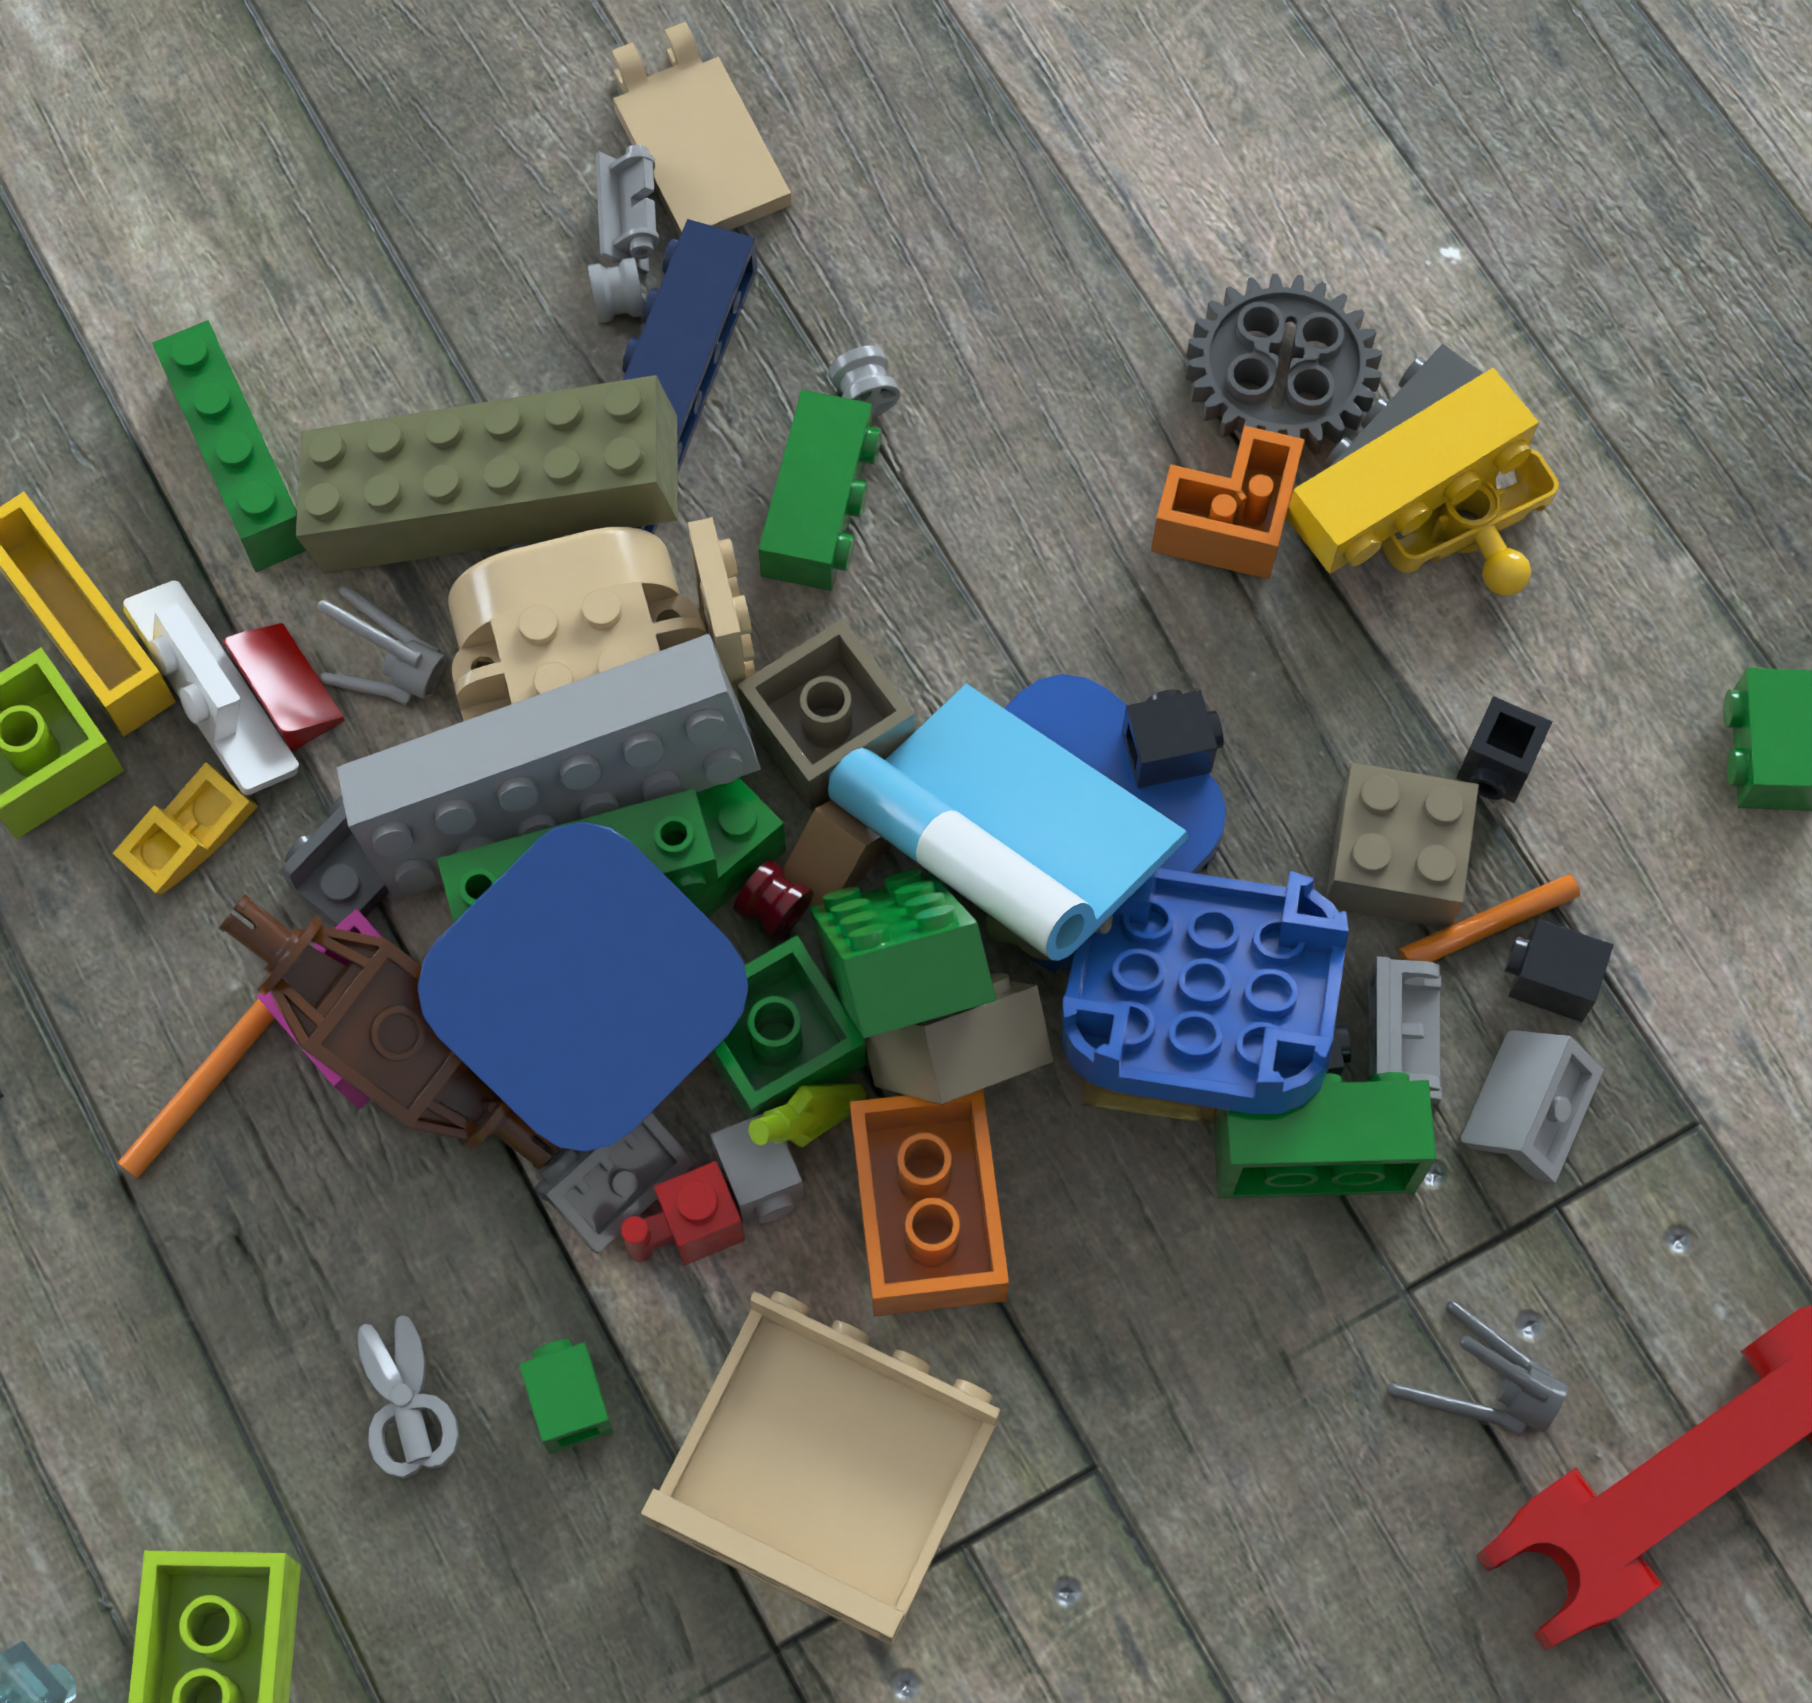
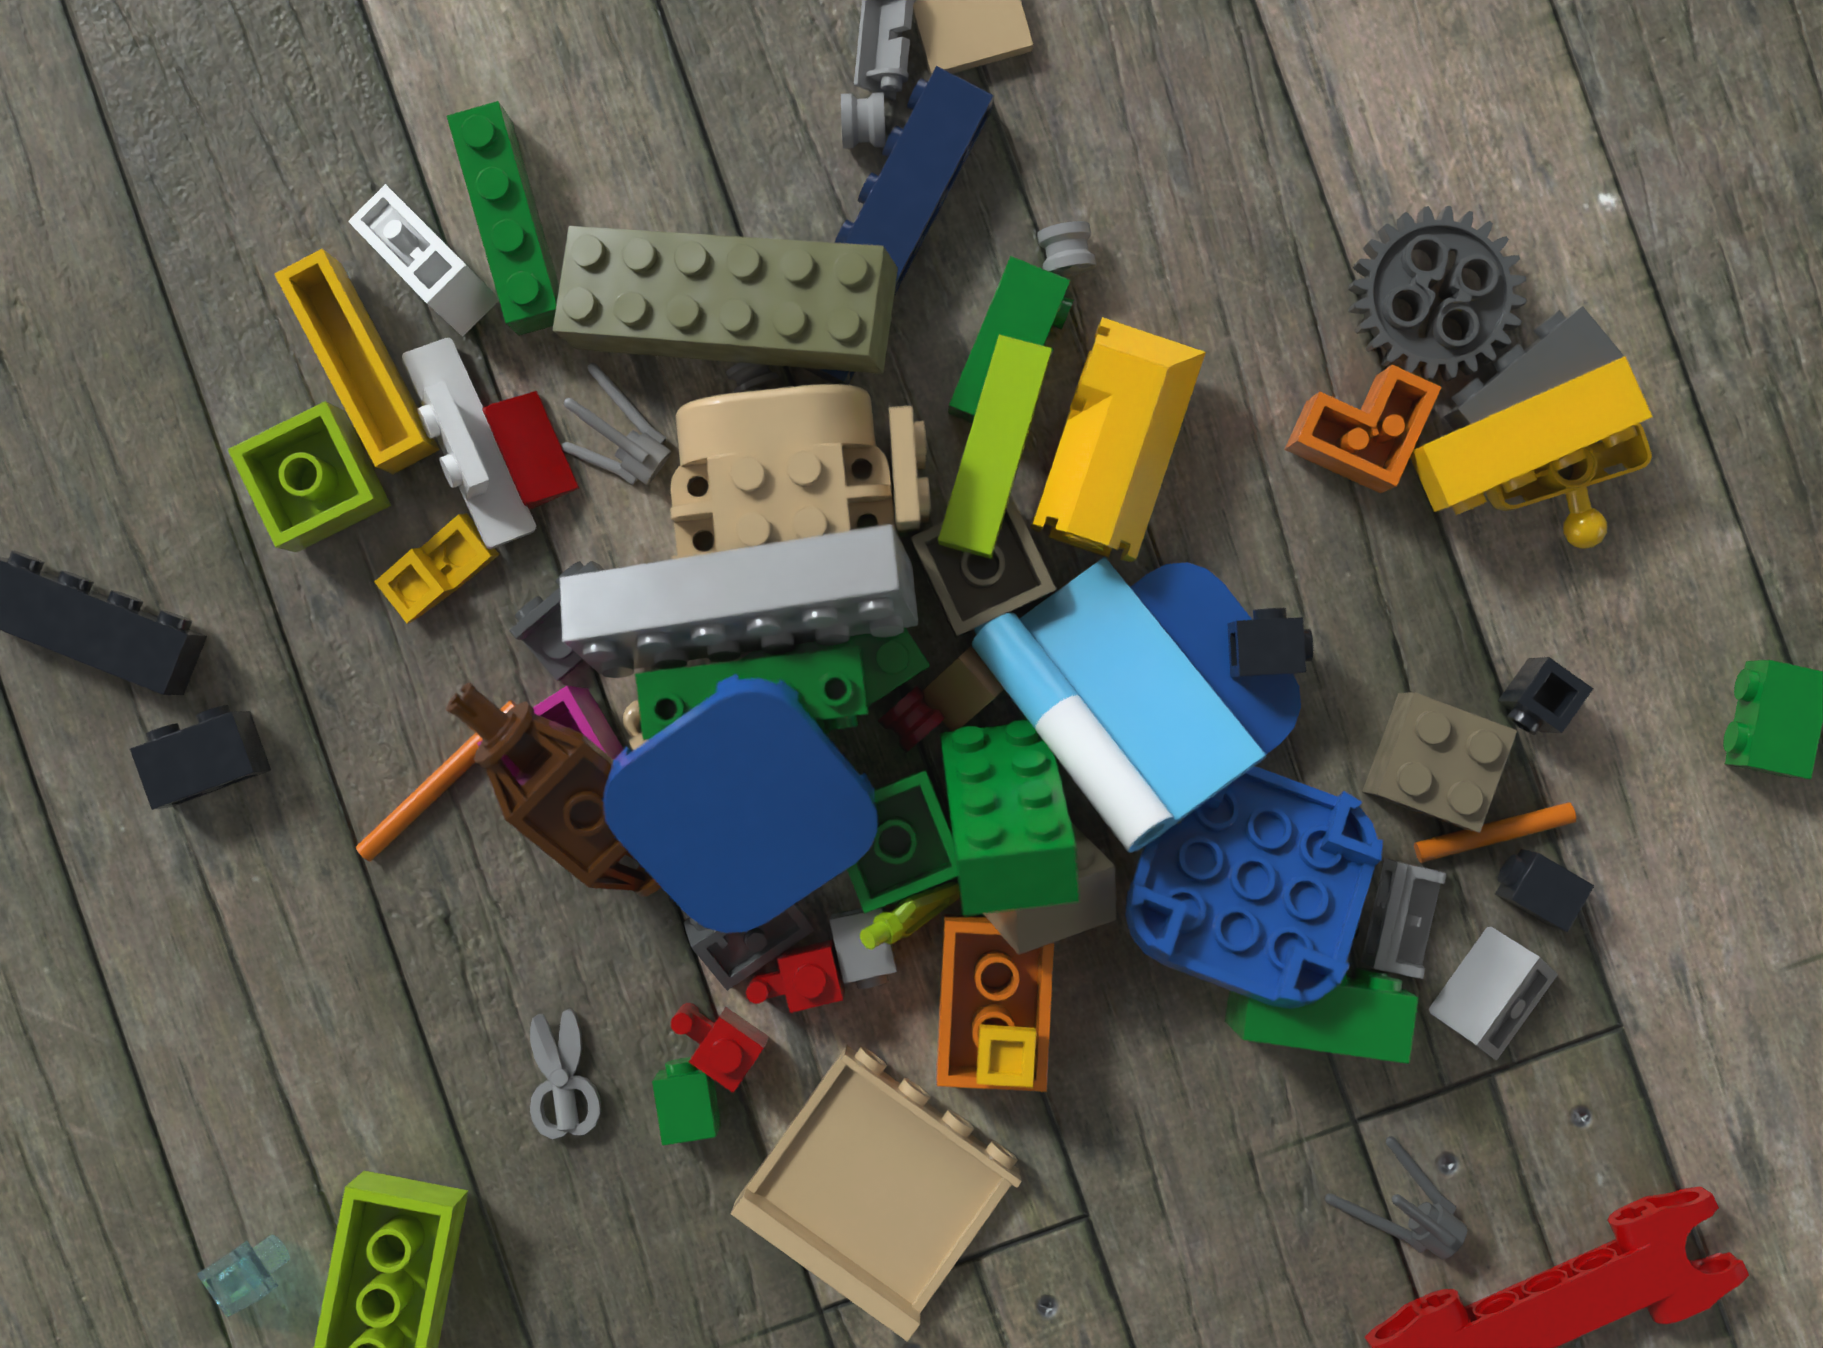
camera: 10 degrees right, 20 degrees up
(142, 503) = (424, 260): none -> white slope
(602, 1313) = (725, 1047): none -> red brick
(816, 575) = (995, 446): none -> lime tile
(949, 1236) = (1006, 1055): none -> yellow plate
(954, 560) = (1117, 440): none -> yellow brick

